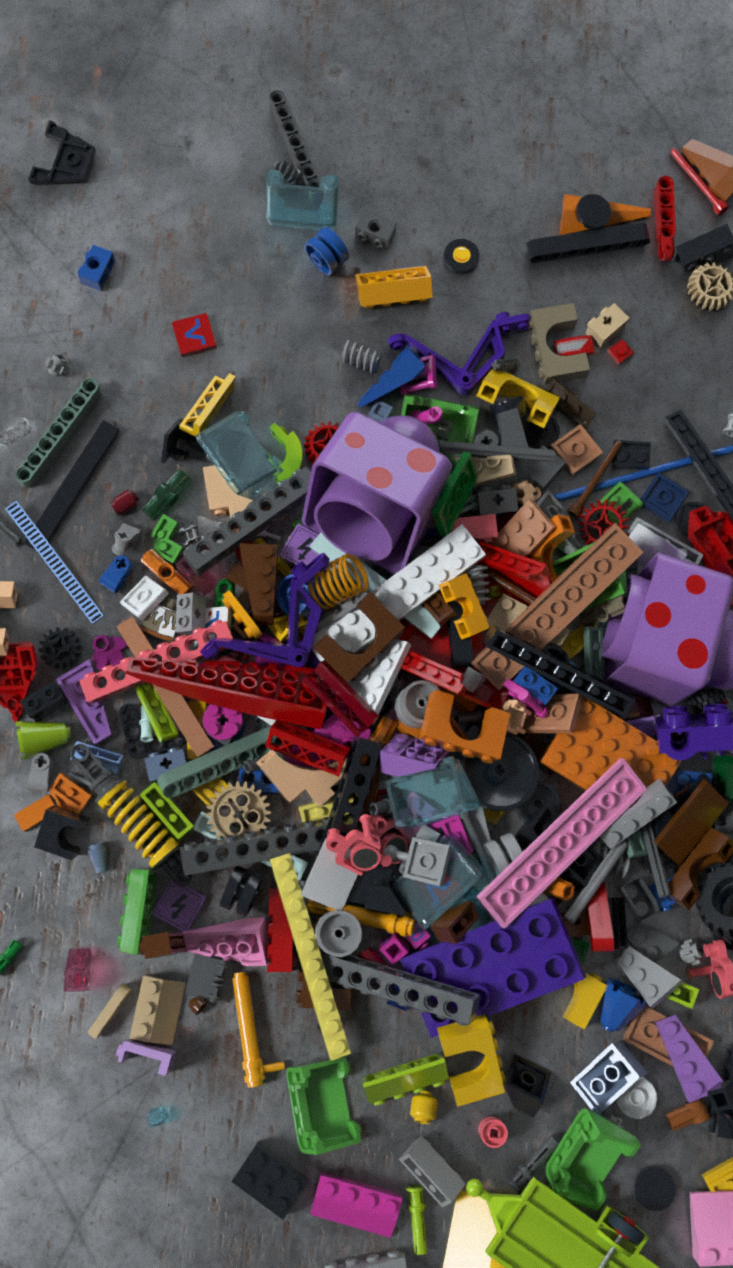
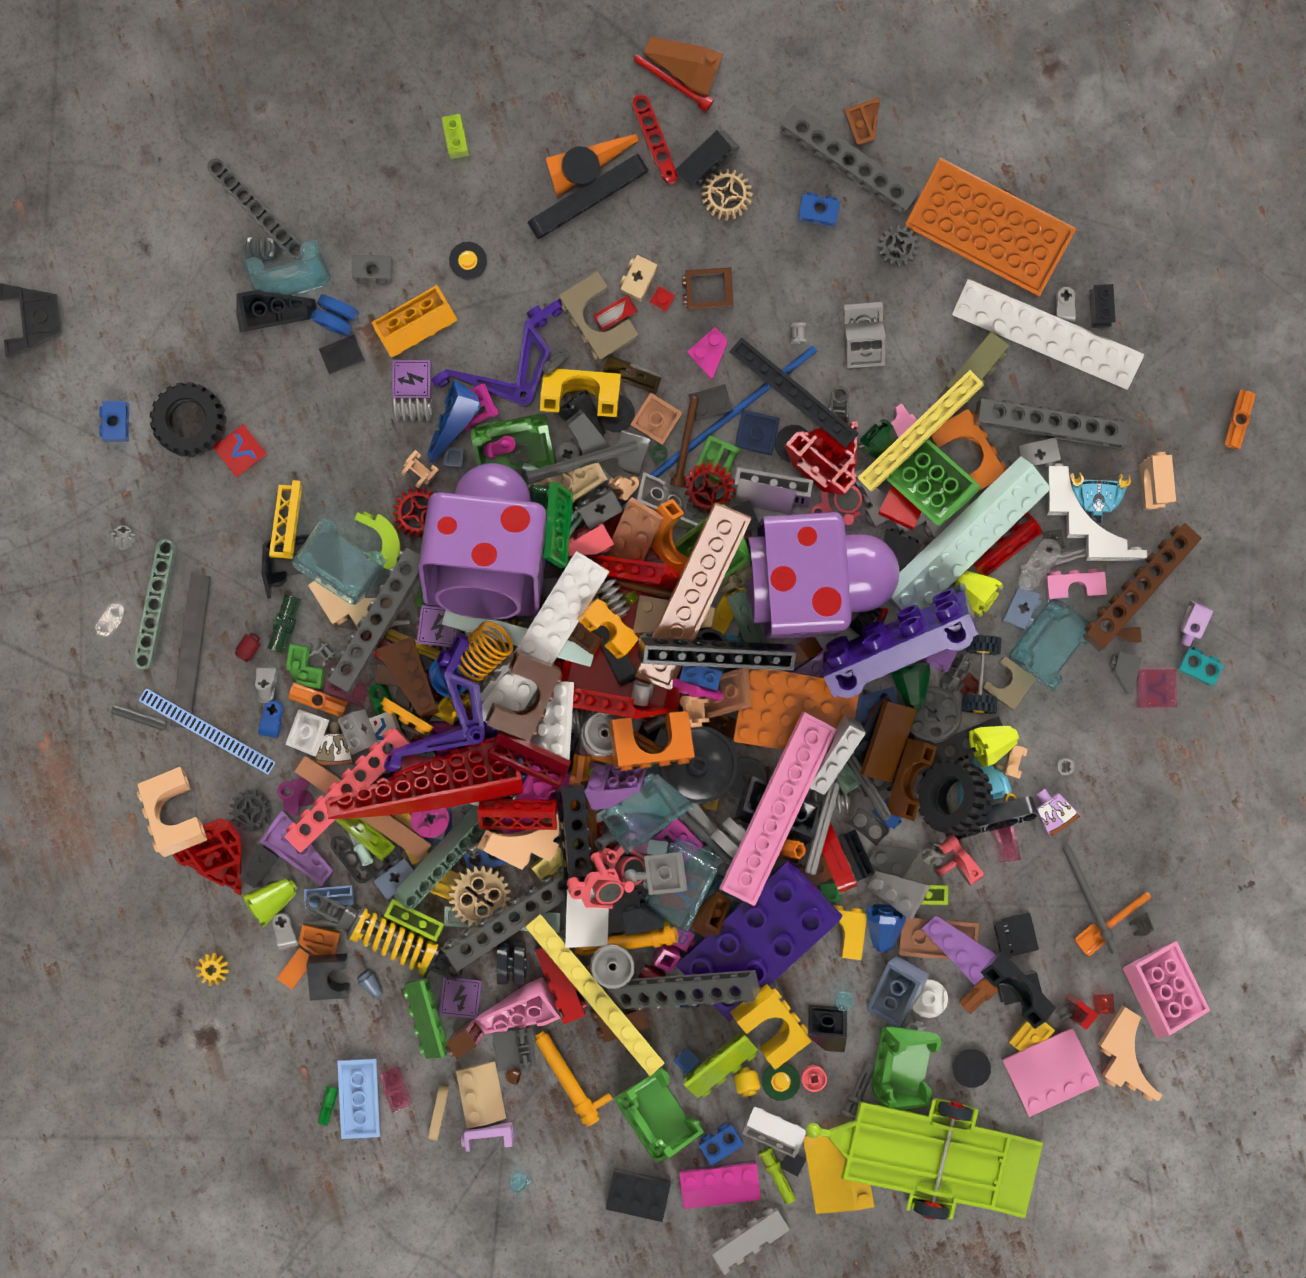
camera: 15 degrees left, 10 degrees up
(38, 965) = (359, 1098): none -> light blue plate
(156, 267) = (167, 404): none -> black tyre
(269, 227) = (266, 309): none -> black wedge
(317, 290) = (341, 354): none -> black plate
(342, 405) = (419, 469): none -> light nougat piece
(371, 332) = (411, 379): none -> medium lavender tile
(372, 1060) = (686, 1060): none -> blue plate
(375, 1167) = (724, 1148): none -> blue brick
(438, 1214) = (792, 1164): none -> black tile
(457, 1123) = (781, 1083): none -> dark green tile
(492, 151) = (455, 136): none -> lime brick
(551, 1065) = (844, 1001): none -> clear light blue plate
(568, 475) = (658, 448): none -> dark green bush
(645, 411) = (709, 351): none -> dark pink wing
(663, 372) = (728, 288): none -> reddish brown window

